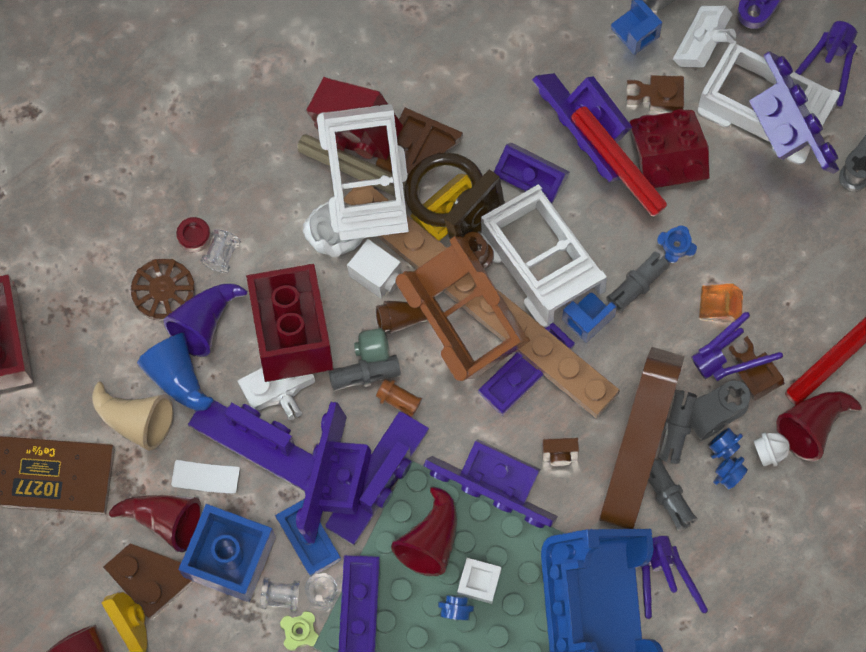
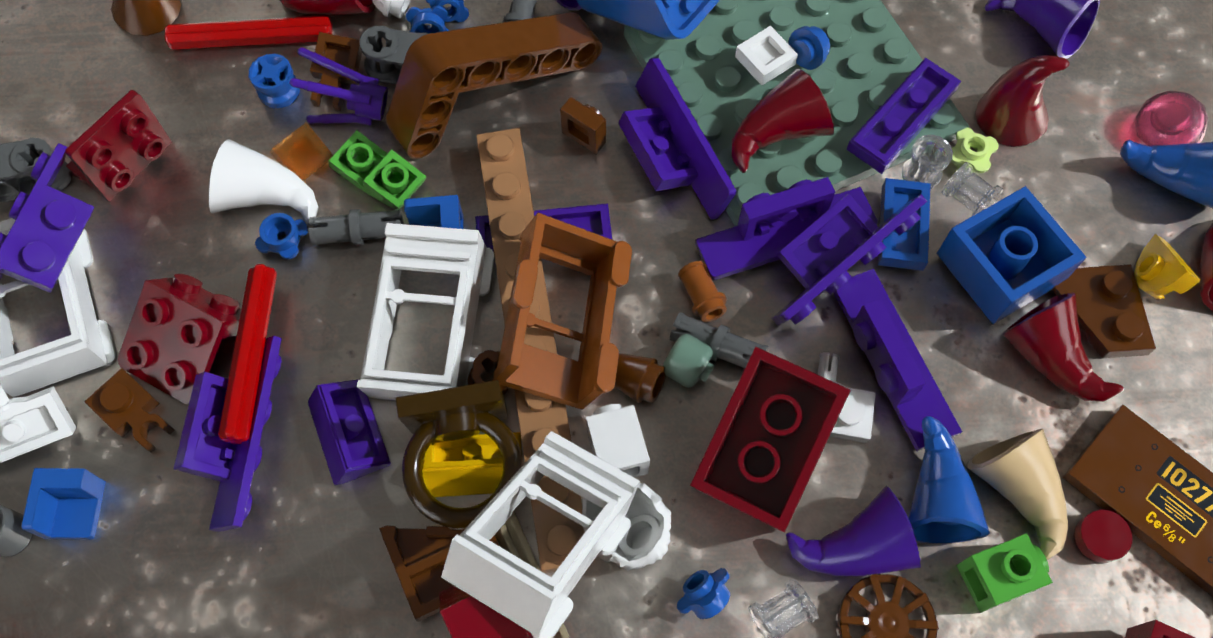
camera: 145 degrees left, 5 degrees down
(73, 424) = (1103, 536): none -> dark red tile
(115, 357) = (1005, 572): none -> bright green brick
(205, 477) = (973, 369): white sticker -> none
(268, 229) = (705, 593): none -> blue plate
(661, 327) = (376, 172): none -> bright green slope
(724, 257) = (251, 179): none -> white hat
(786, 324) = (276, 70): none -> blue wheel
(826, 215) = (118, 146): none -> dark red bracket

